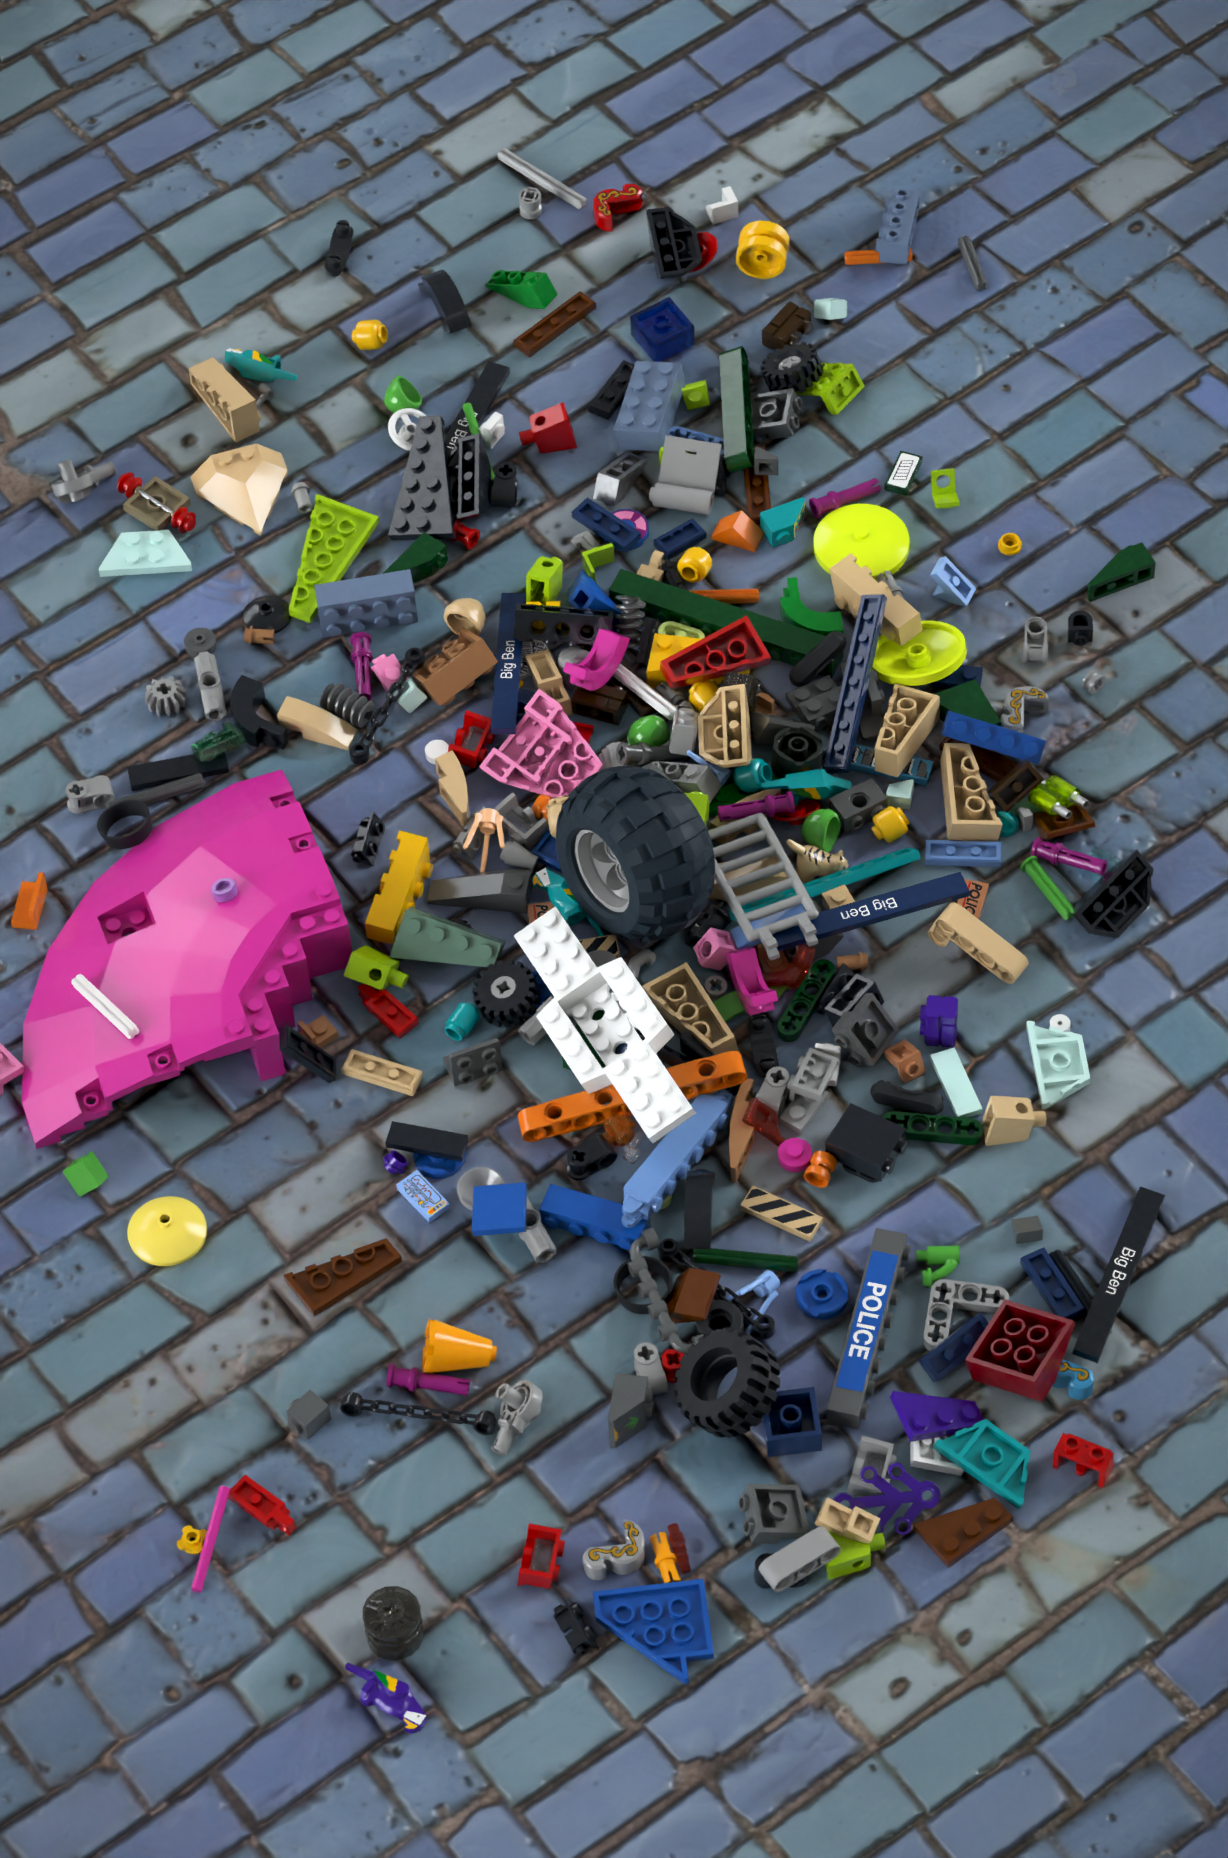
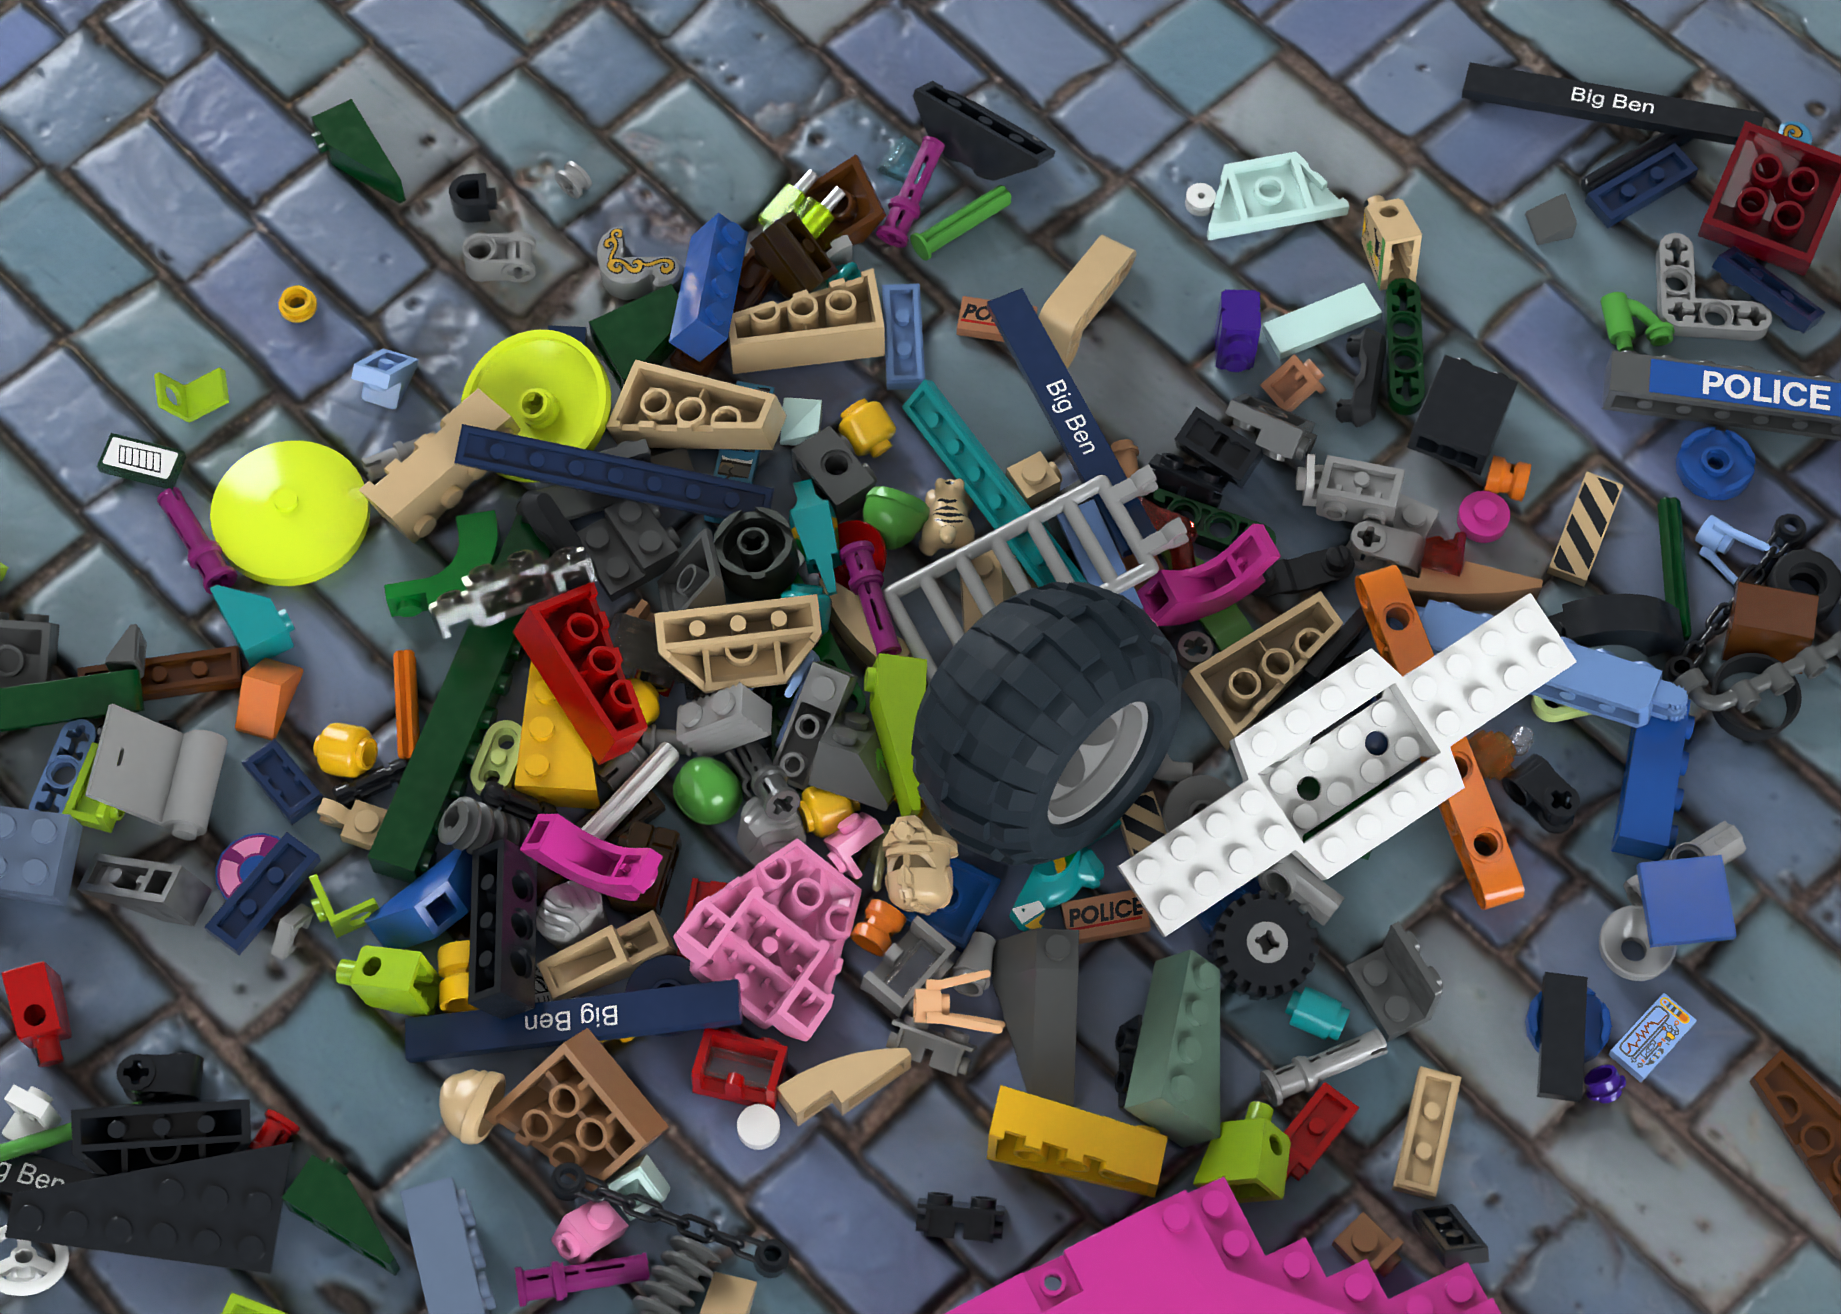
camera: 100 degrees left, 10 degrees up
(426, 1012) = (1306, 1072): none -> light grey pin
(775, 622) = (510, 587): none -> clear smoke bracket

